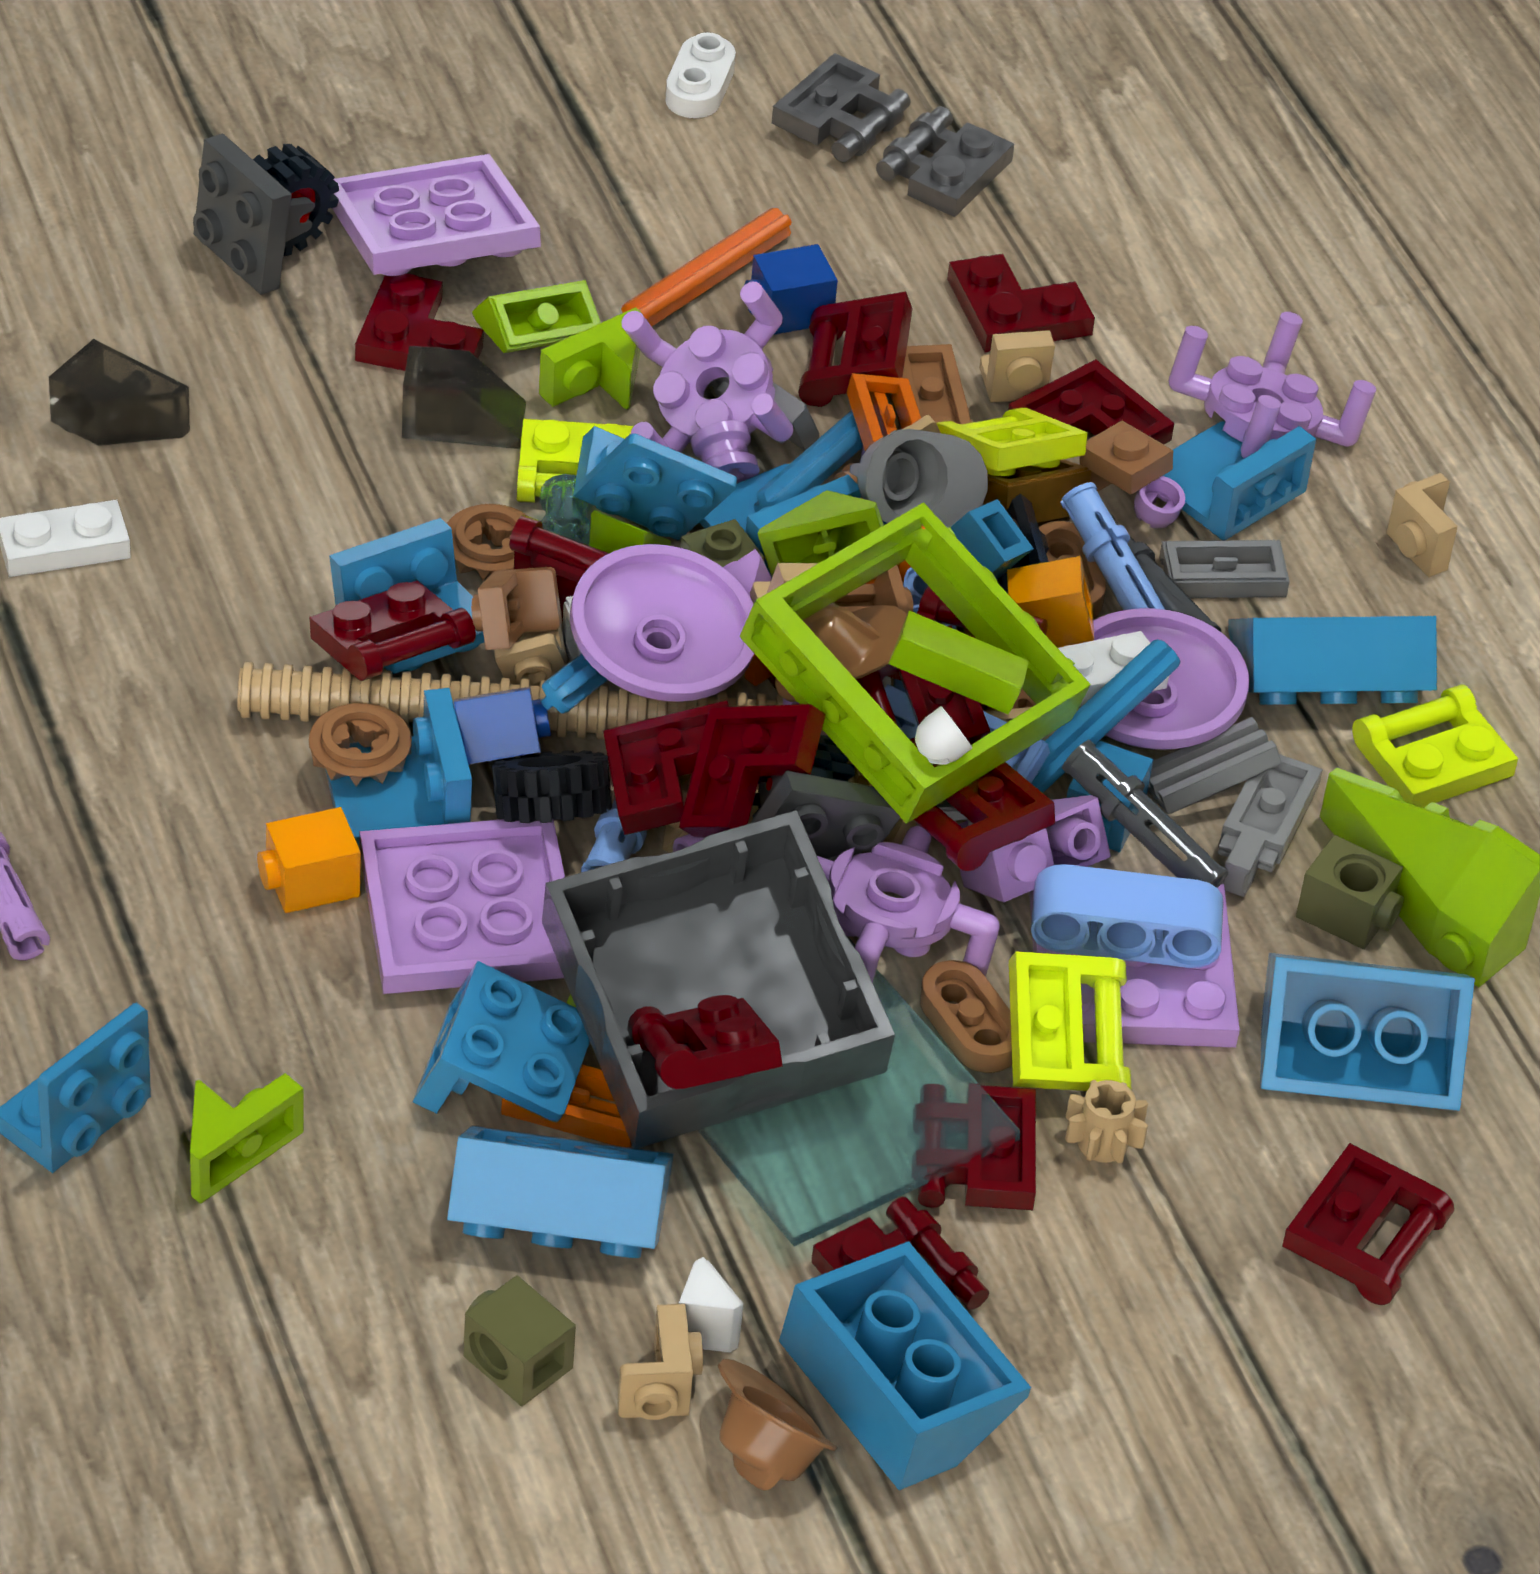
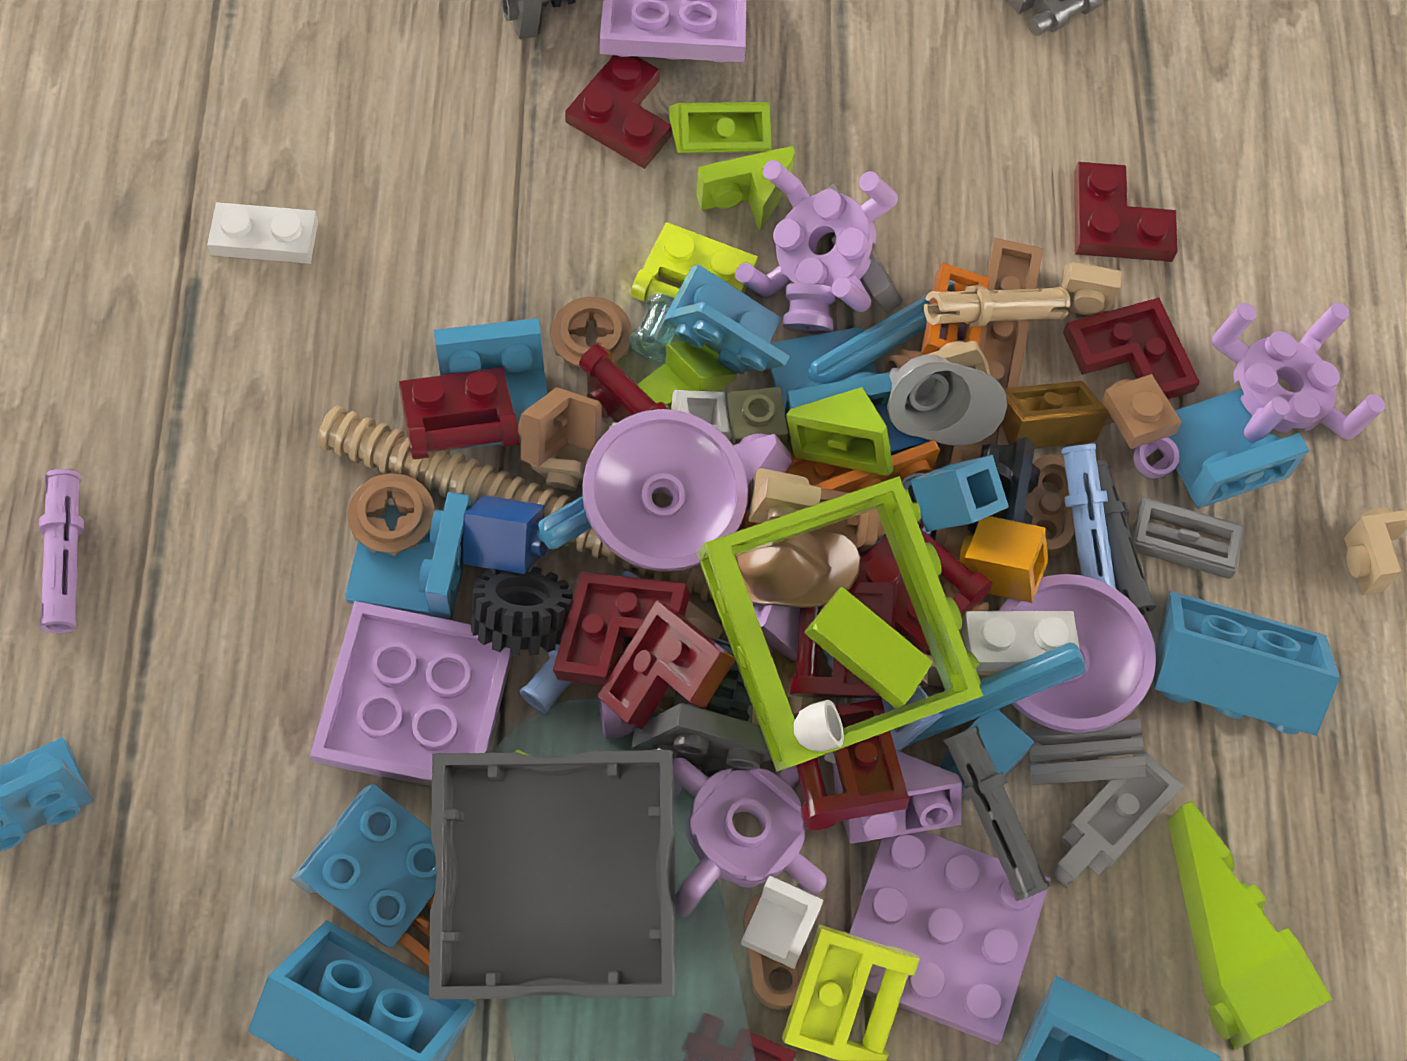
camera: 20 degrees right, 20 degrees up
(117, 398) = (353, 113): clear smoke slope -> none
(236, 1139) = (112, 882): lime slope -> none
(311, 860) = (305, 615): light orange brick -> none
(458, 400) = (620, 191): clear smoke slope -> none
(711, 266) = (876, 114): orange axle -> none
(724, 1038) = (531, 952): dark red plate -> none
(796, 283) = (934, 155): blue brick -> none
(872, 345) = (976, 232): dark red plate -> none
(914, 395) = (980, 305): none -> tan pin
(960, 163) = (1126, 68): flat silver plate -> none
(970, 966) = (782, 922): none -> white panel
(1020, 440) = (1046, 369): neon yellow plate -> none
(1127, 916) = (943, 906): light blue beam -> none
(1350, 892) = (1160, 902): olive brick -> none
(1442, 763) = (1301, 801): neon yellow plate -> none

